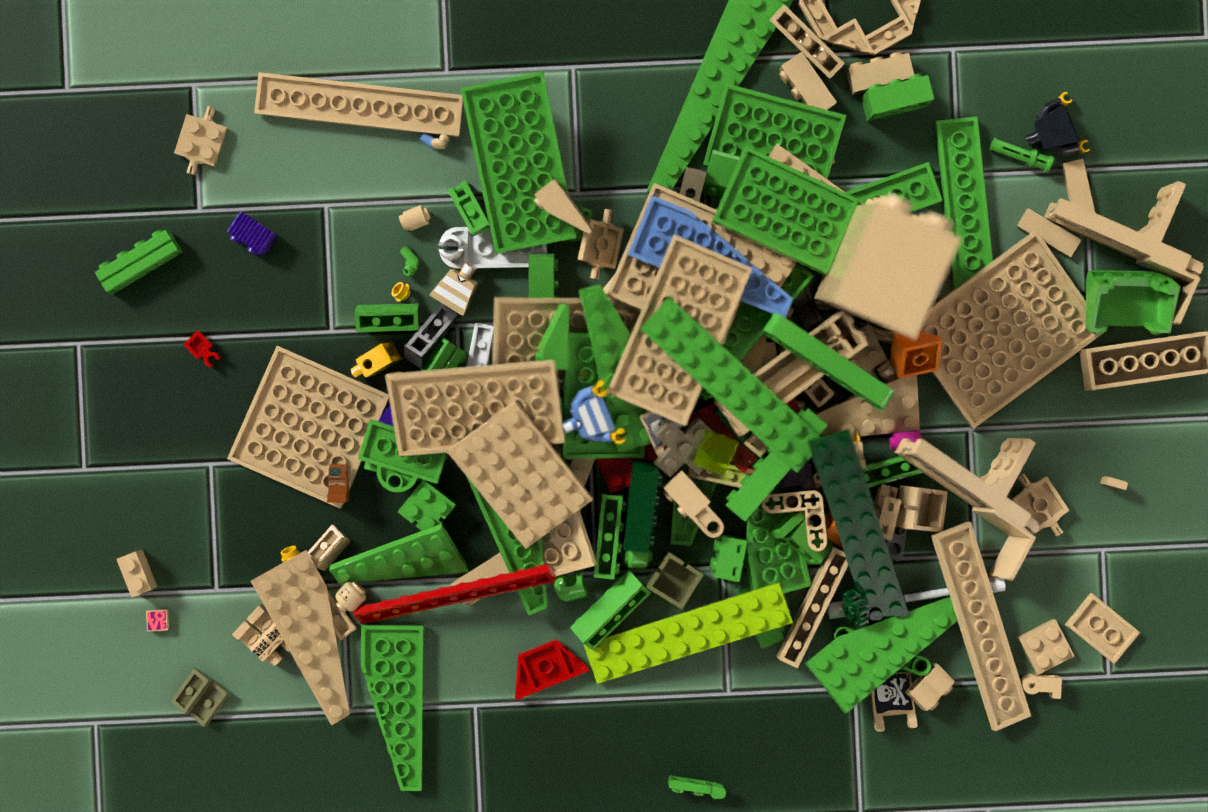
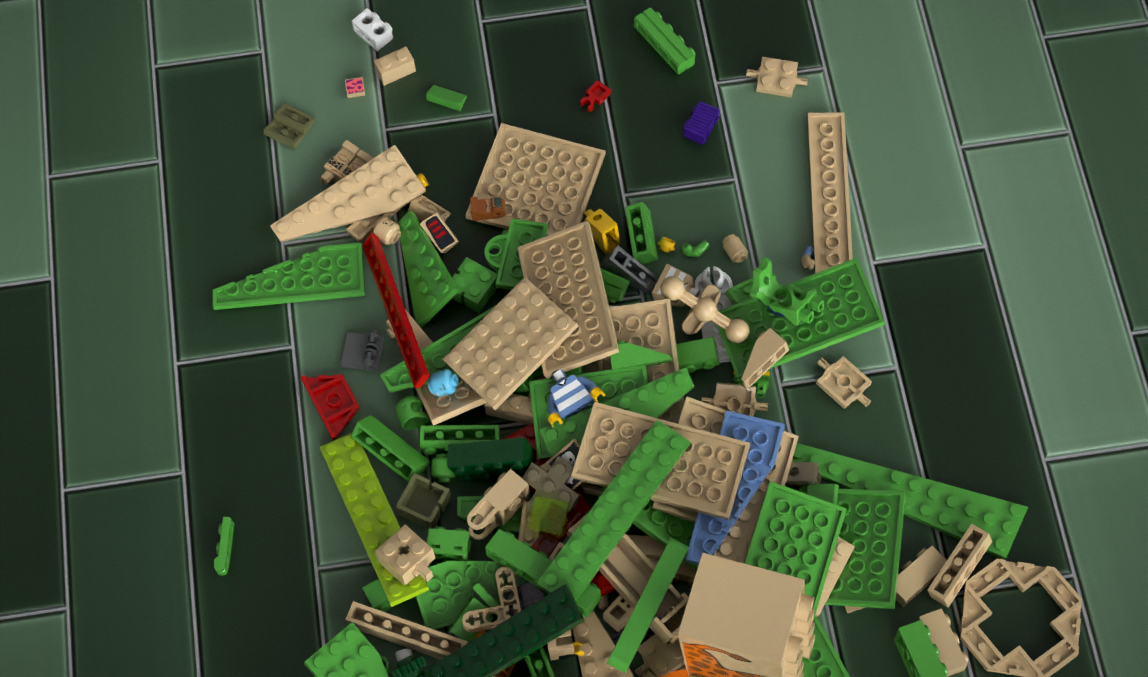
camera: 90 degrees right, 25 degrees down
(85, 598) = (371, 31): none -> white brick
(183, 517) = (446, 97): none -> bright green slope
(360, 539) = (439, 233): none -> slope
(490, 631) = (363, 351): none -> dark grey hinge
(499, 263) = (703, 309): none -> tan connector
(513, 168) = (791, 307): none -> bright green hips
(551, 550) = (442, 383): none -> medium azure head
(586, 125) = (843, 382): none -> tan plate
(750, 590) = (406, 556): none -> tan hinge

